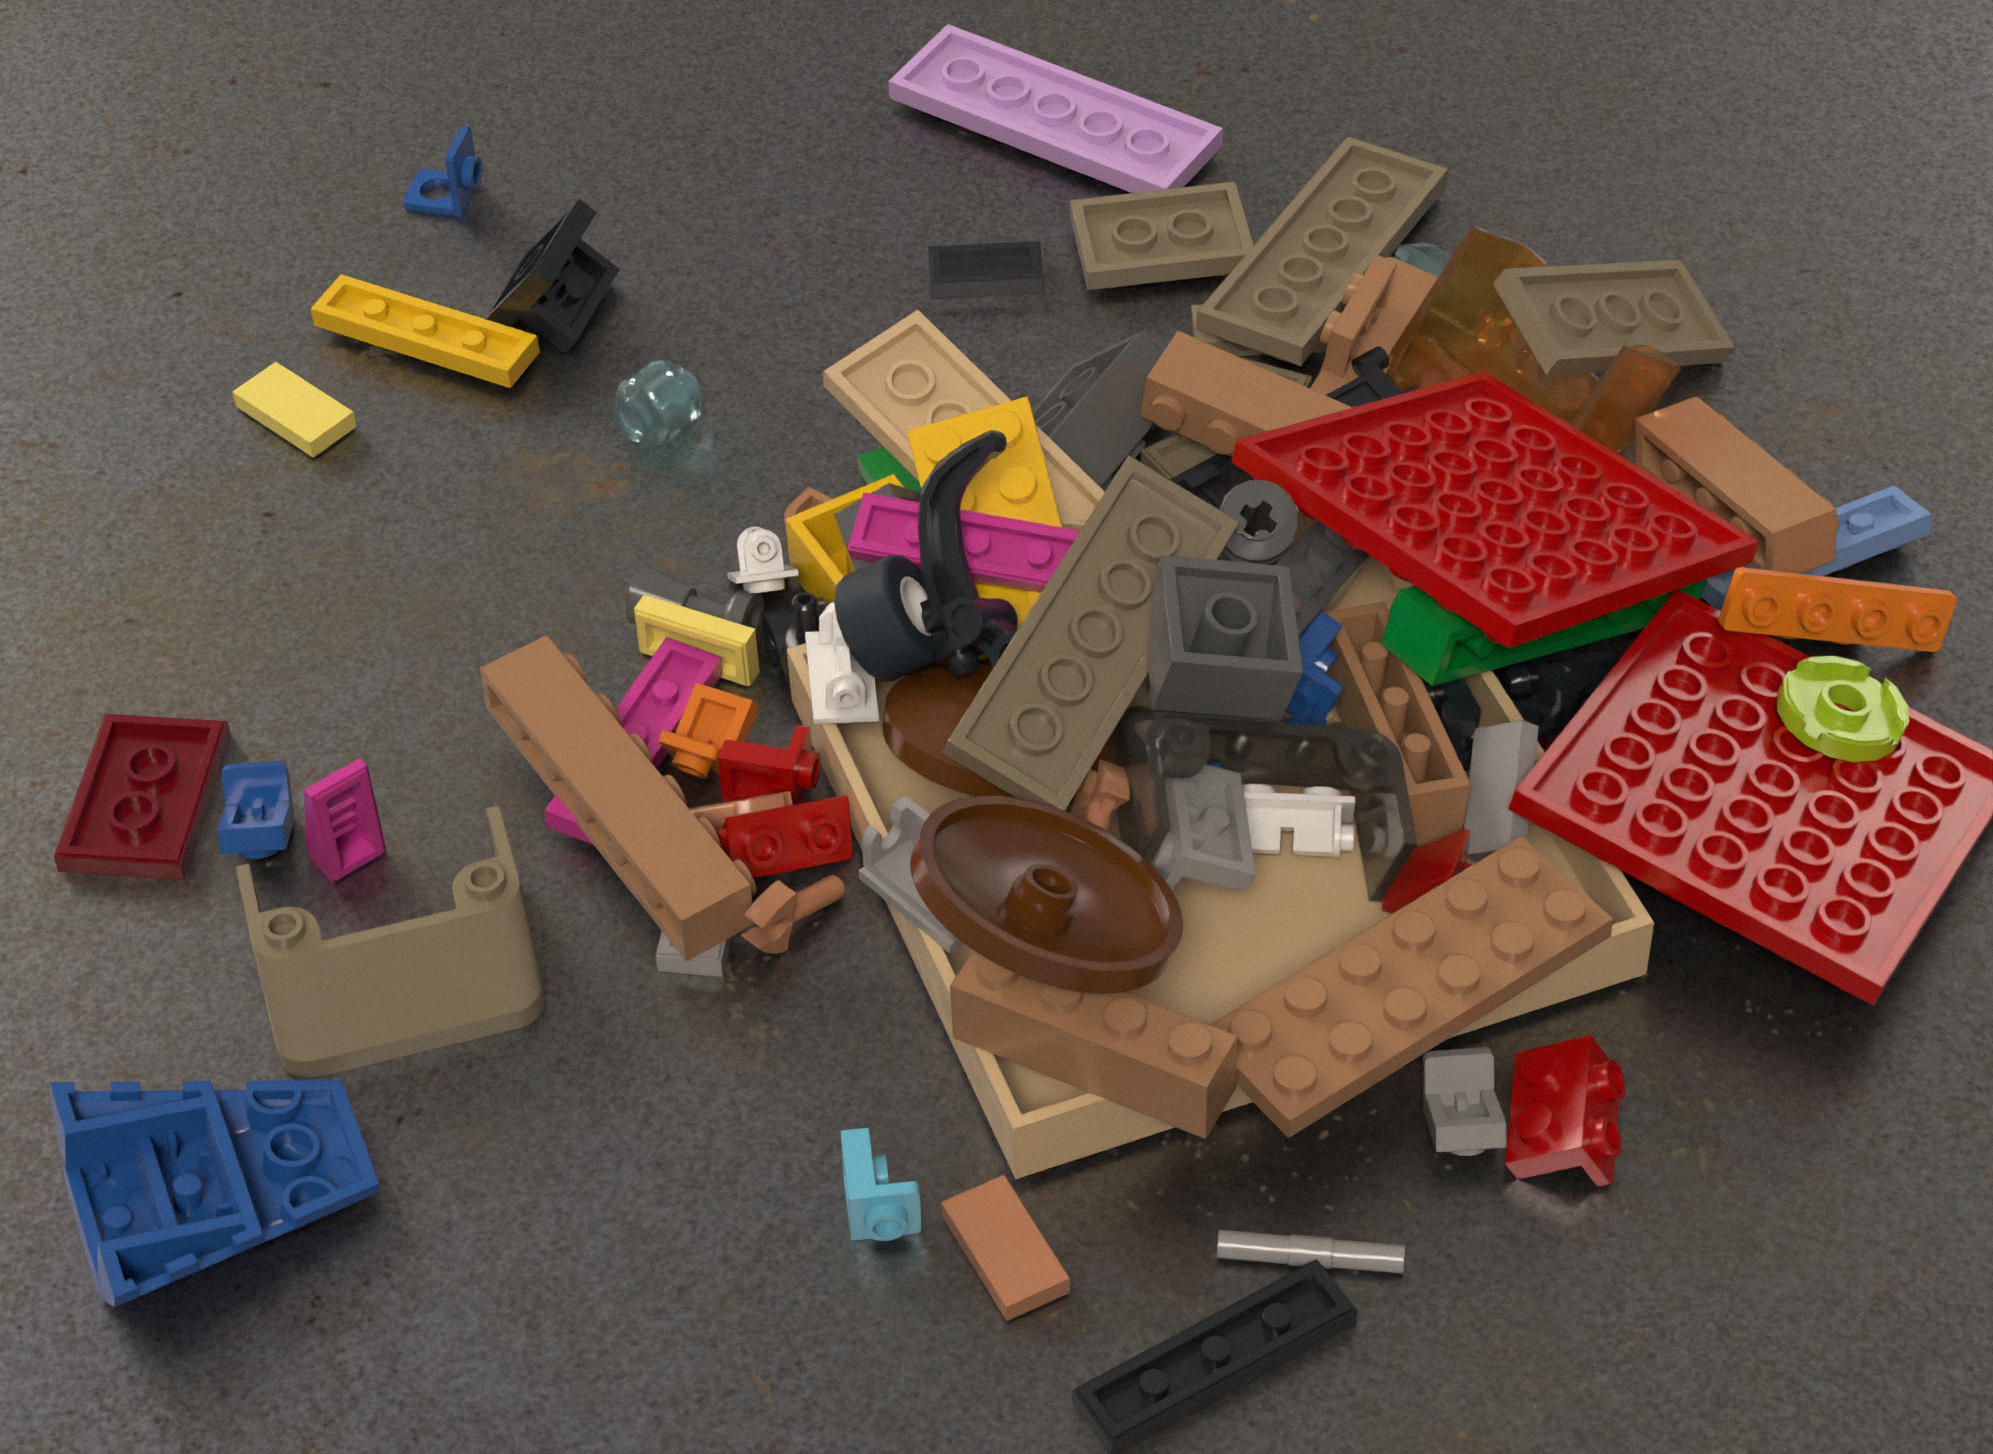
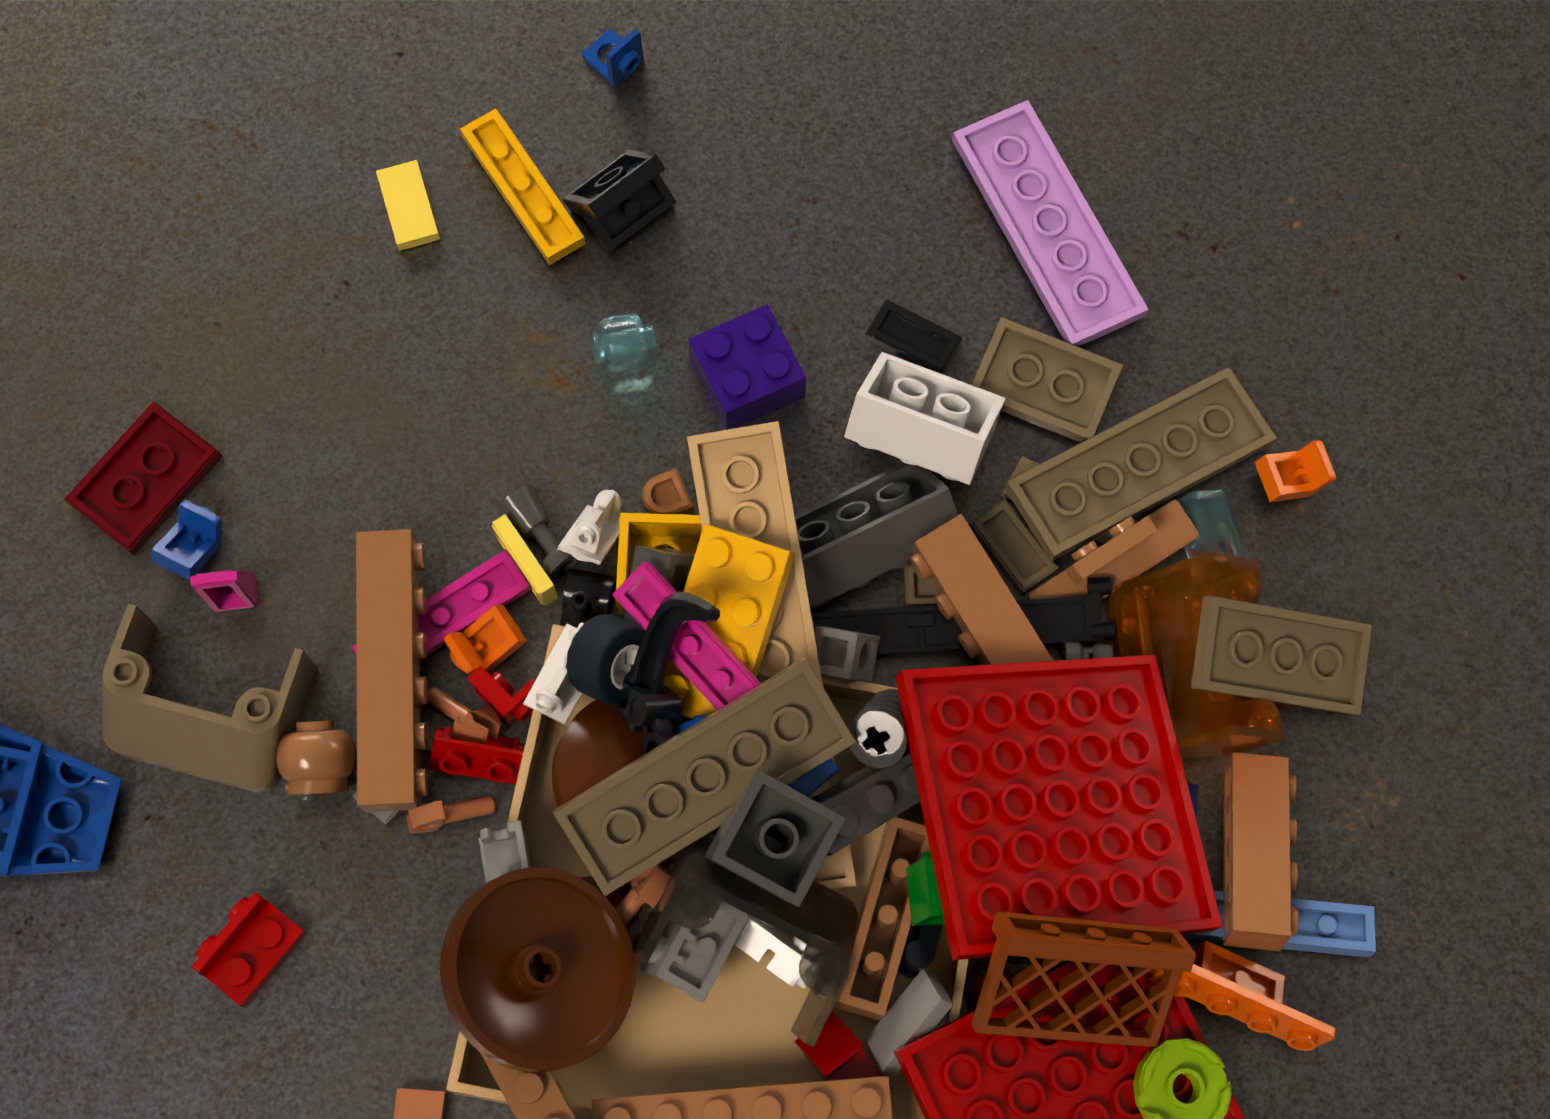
camera: 30 degrees right, 25 degrees up
(587, 928) = (316, 758): none -> medium nougat piece
(638, 1169) = (247, 948): none -> red bracket
(794, 346) = (747, 367): none -> dark purple brick
(873, 1205) = (360, 1047): medium azure bracket -> none
(1063, 302) = (924, 418): none -> white brick
(1316, 691) = (856, 854): blue bracket -> none
(1497, 188) = (1296, 472): none -> orange bracket
(1634, 571) = (1097, 945): none -> dark orange fence

